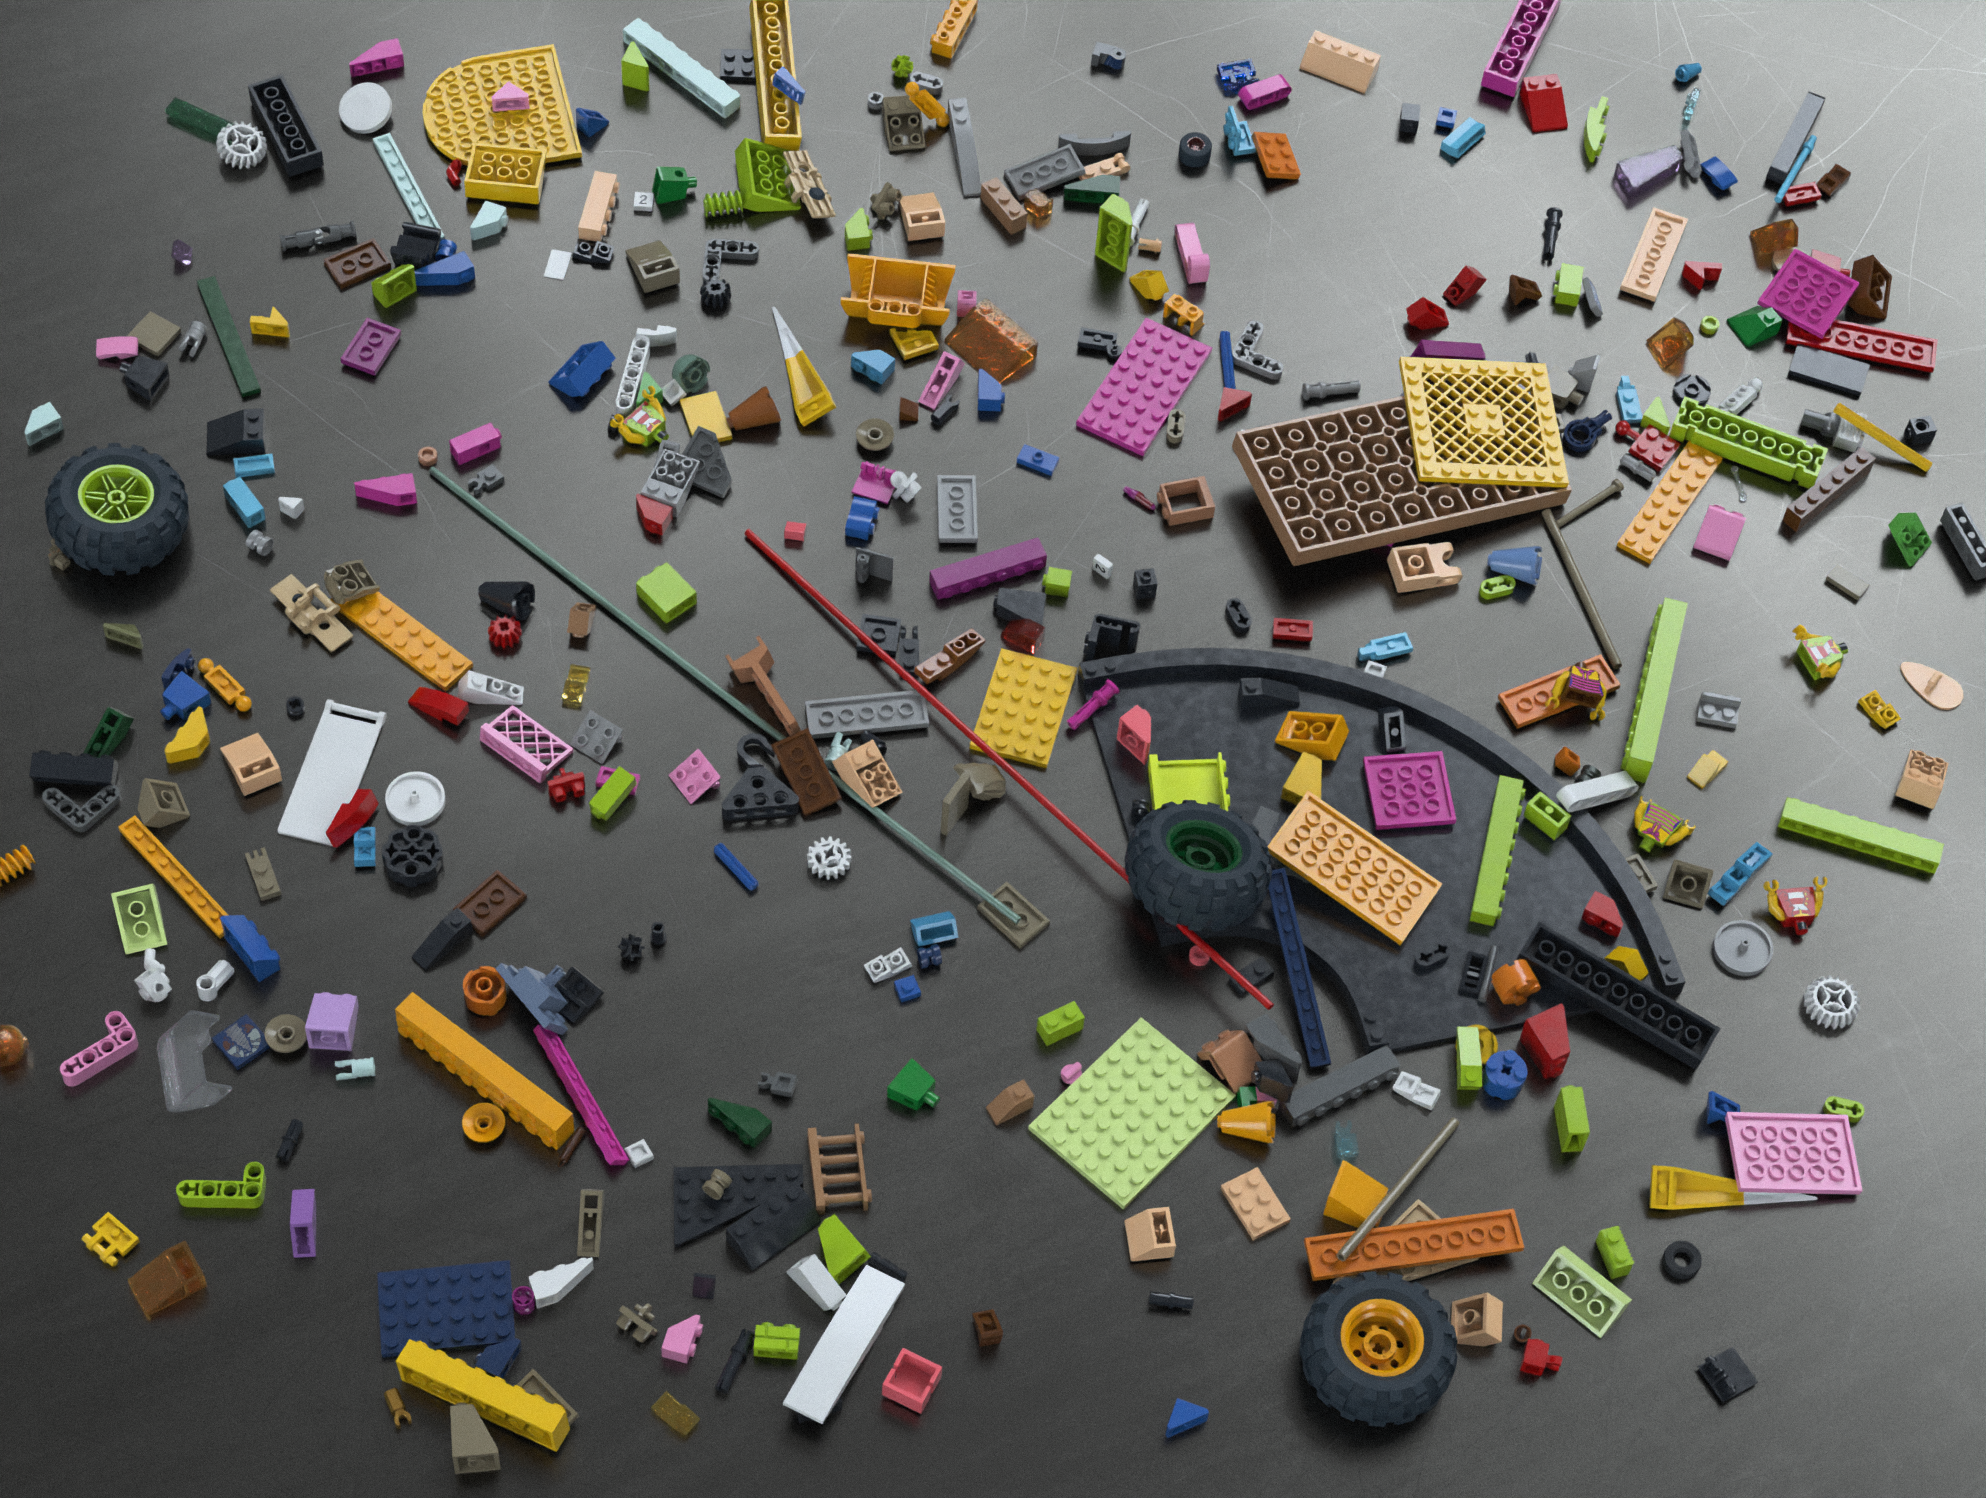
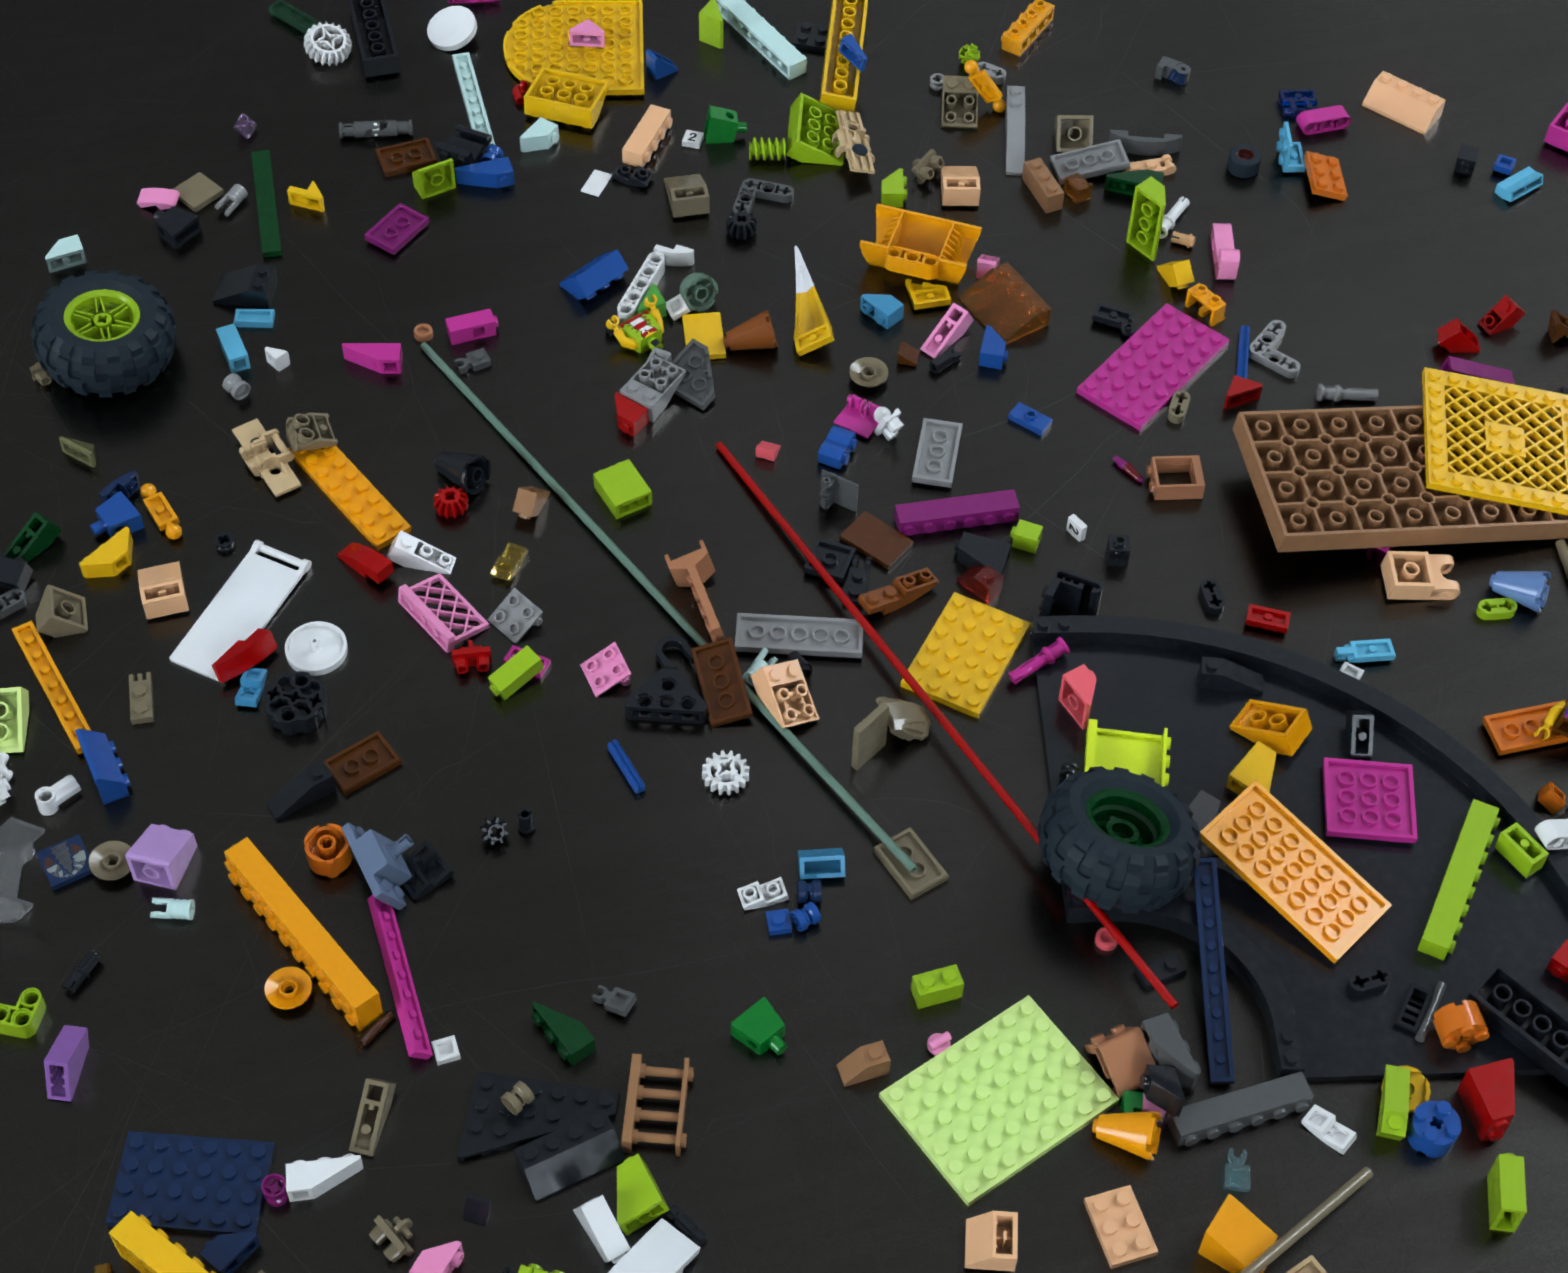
camera: 15 degrees right, 5 degrees down
(917, 607) = (876, 540): none -> reddish brown tile
(931, 979) = (804, 917): none -> blue wheel
(1022, 142) = (1073, 132): none -> dark tan slope

